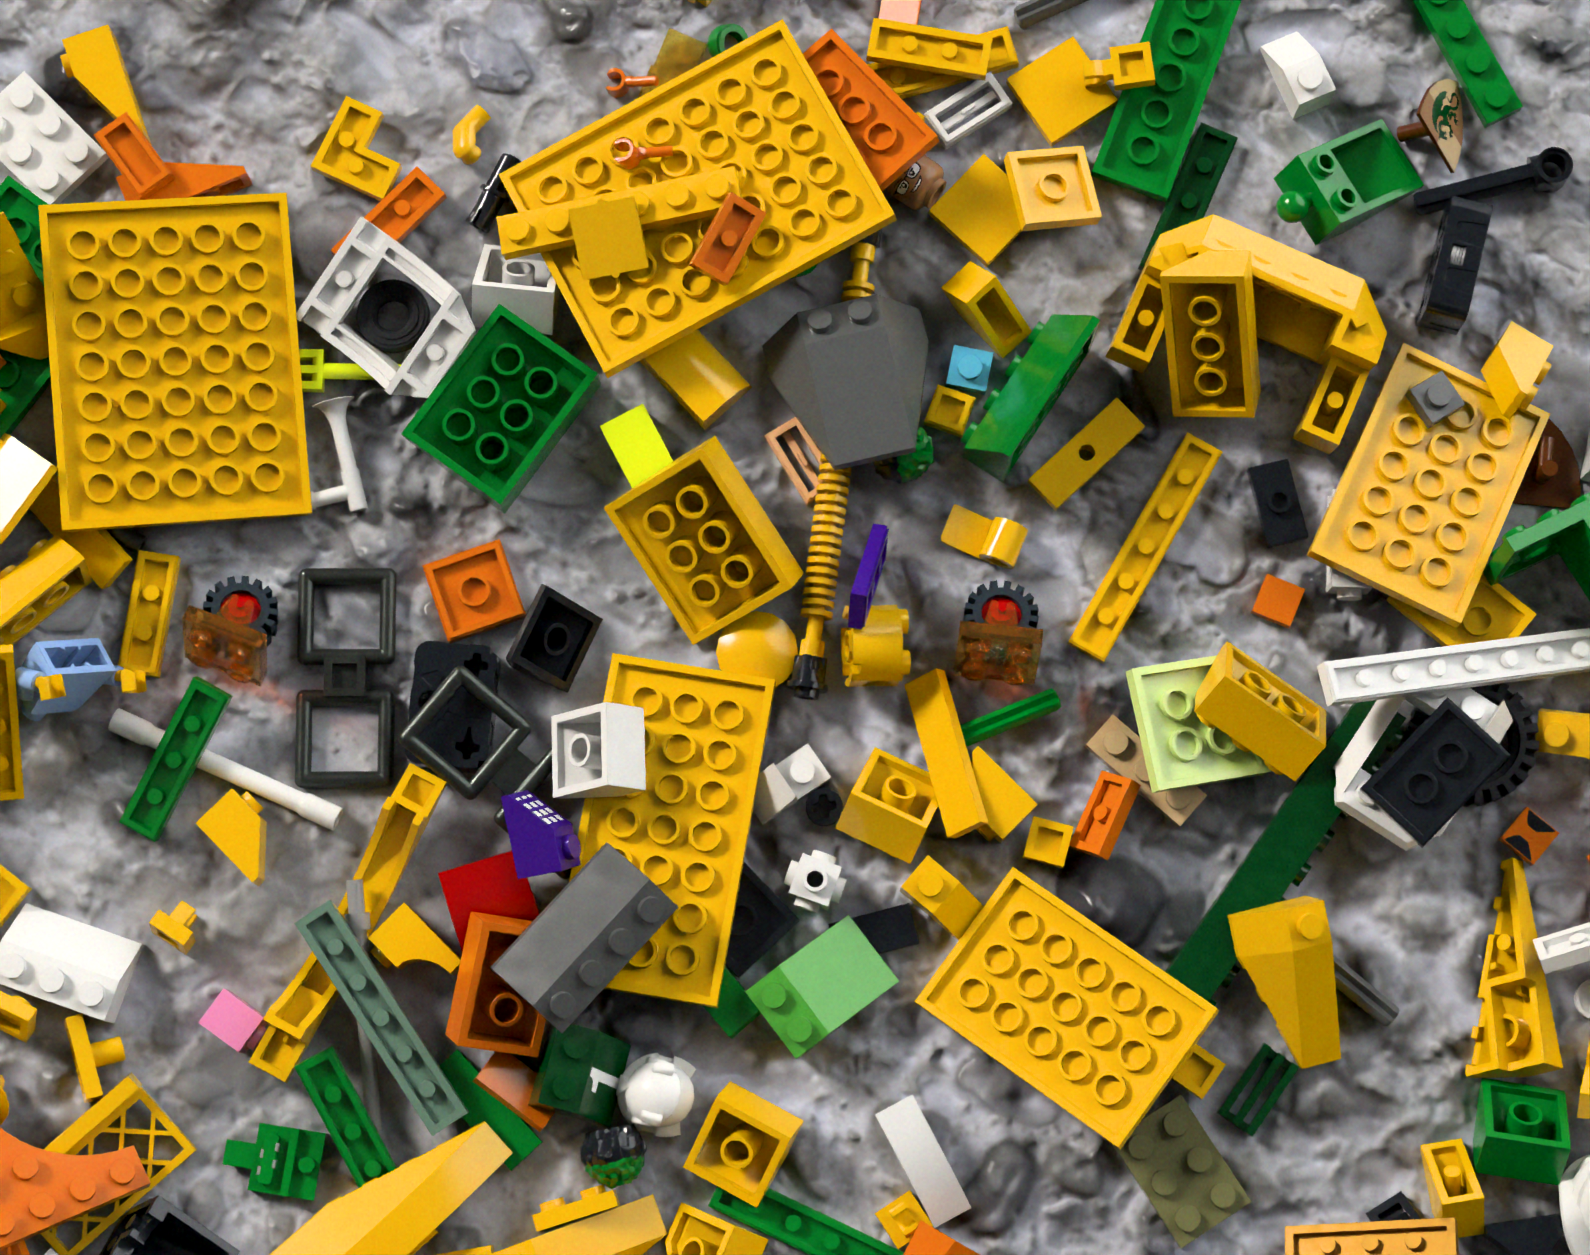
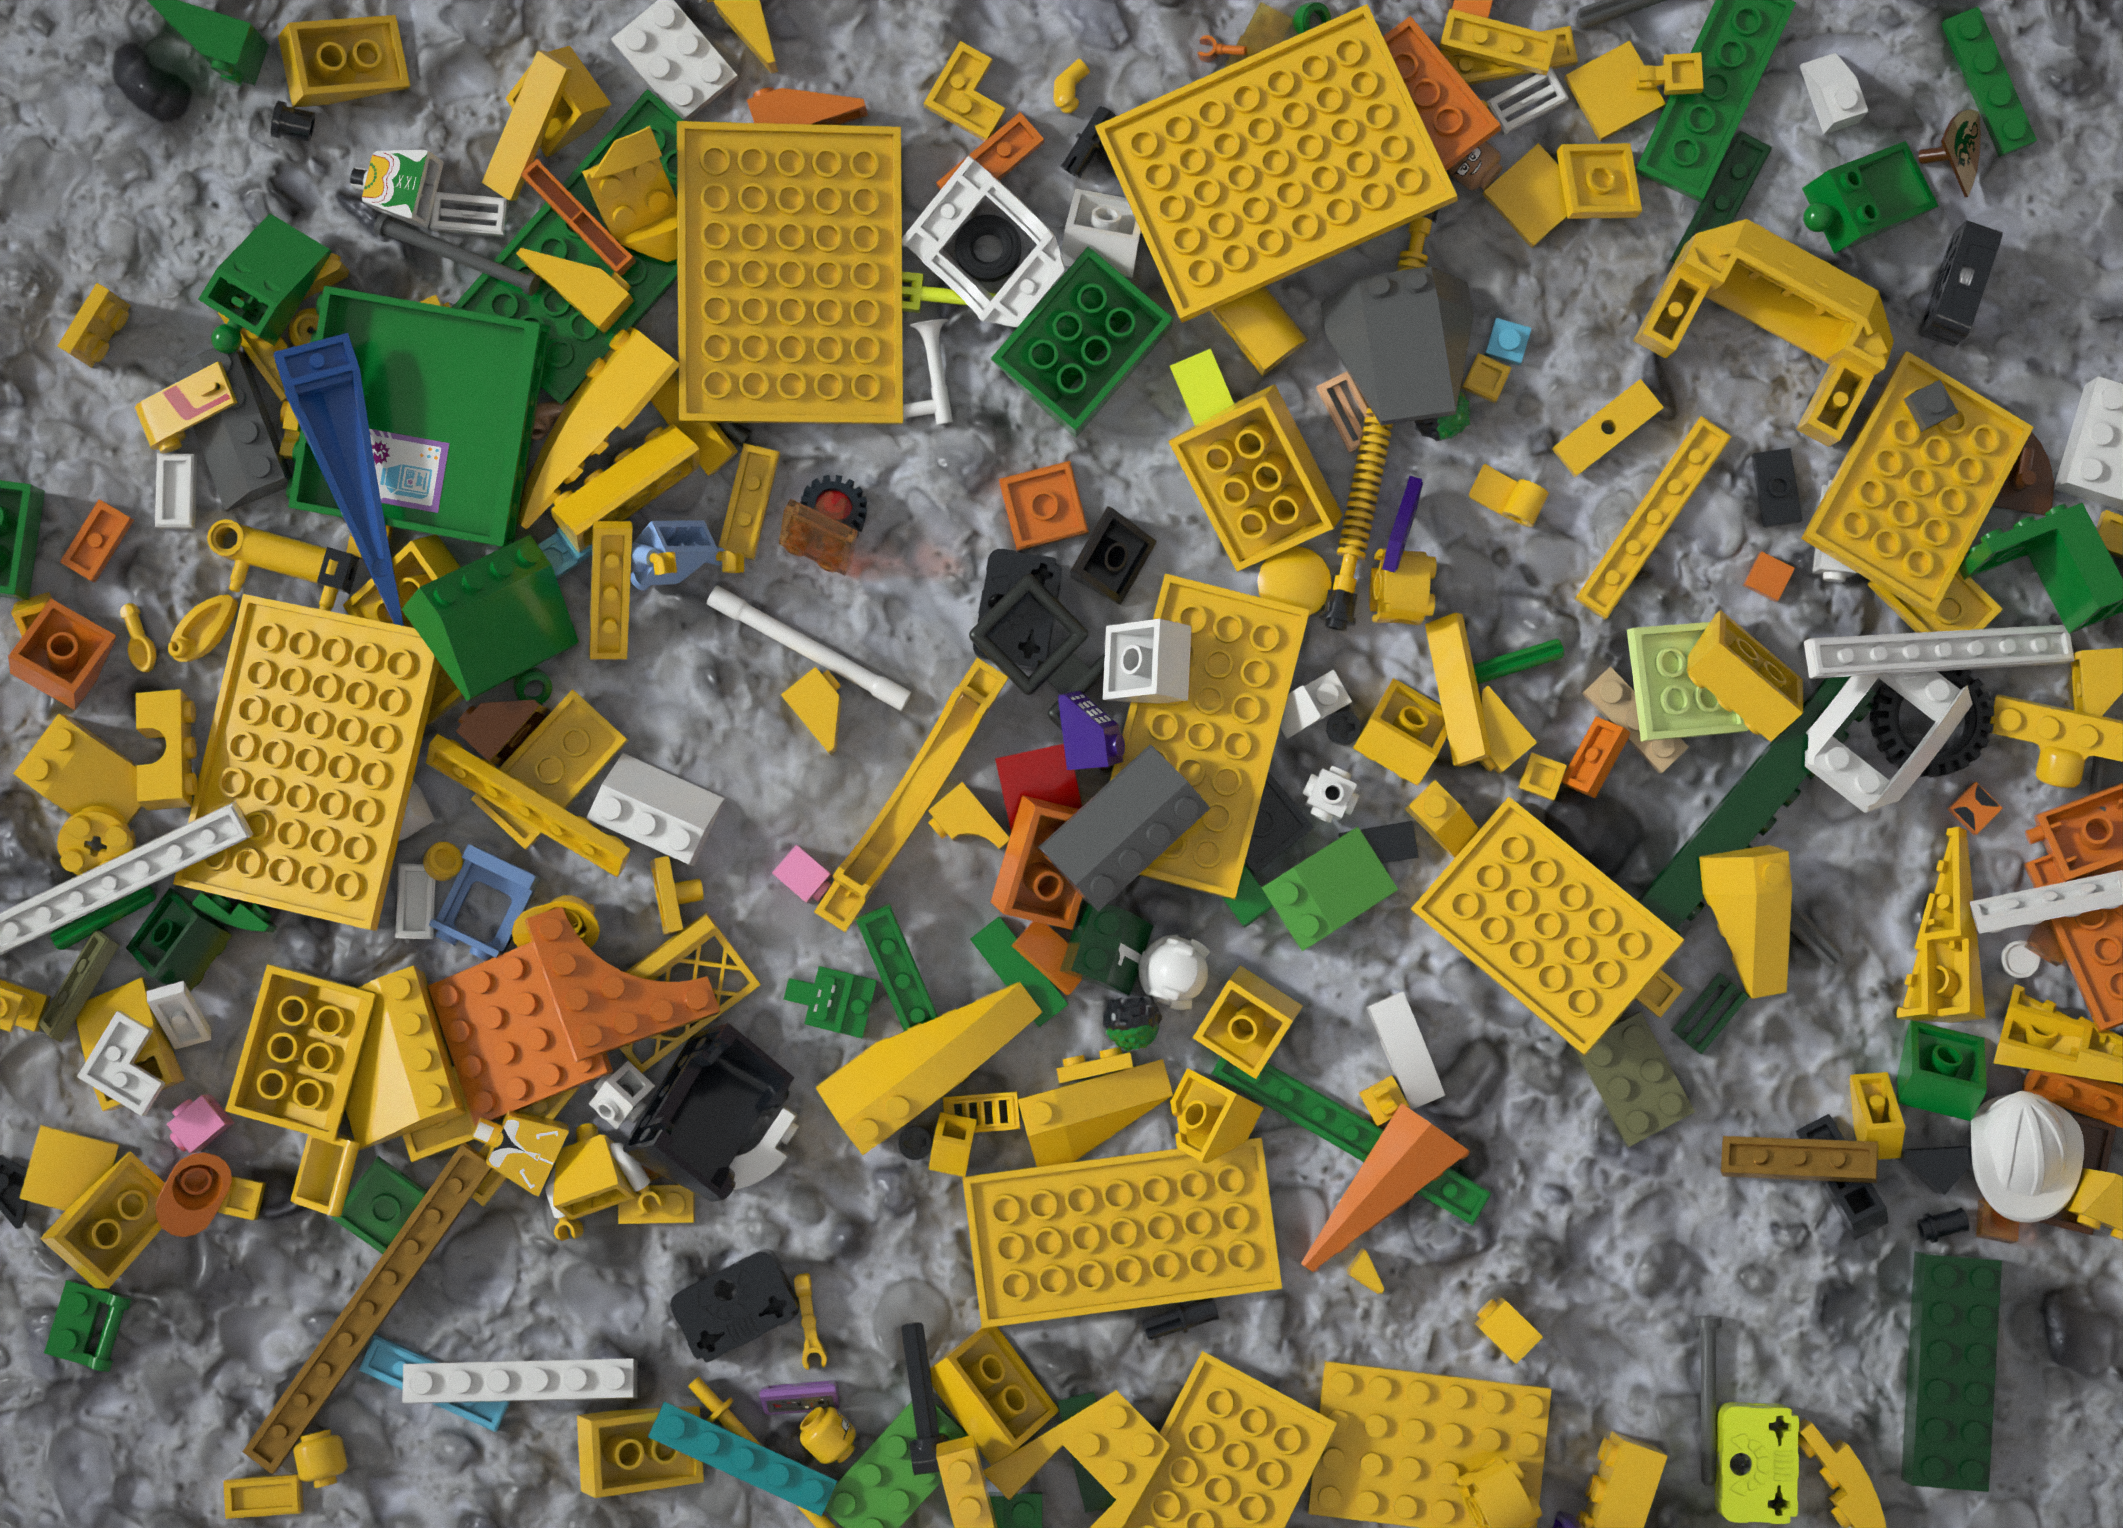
camera: 10 degrees right, 5 degrees up
(134, 156) = (764, 82): orange tile -> none
(175, 758) = (766, 635): green tile -> none
(176, 927) = (755, 787): yellow tile -> none
(345, 678) = (922, 574): pearl dark grey bar -> none
(359, 922) = (919, 797): light grey bar -> none
(381, 1017) = (935, 882): sand green plate -> none
(608, 238) = (1193, 195): yellow piece -> none
(636, 154) = (1226, 118): orange hand -> none
(657, 205) = (1205, 172): yellow plate -> none
(727, 239) = (1303, 205): orange plate -> none
(986, 308) = (1529, 286): yellow slope -> none
(999, 636) = (1515, 588): clear orange plate -> none
(1030, 392) = (1561, 368): green slope -> none
(1212, 335) = (1734, 330): yellow slope -> none
(1435, 772) = (1899, 745): black tile -> none
(1499, 182) = (2008, 210): black axle -> none
(1514, 366) = (2005, 382): yellow slope -> none

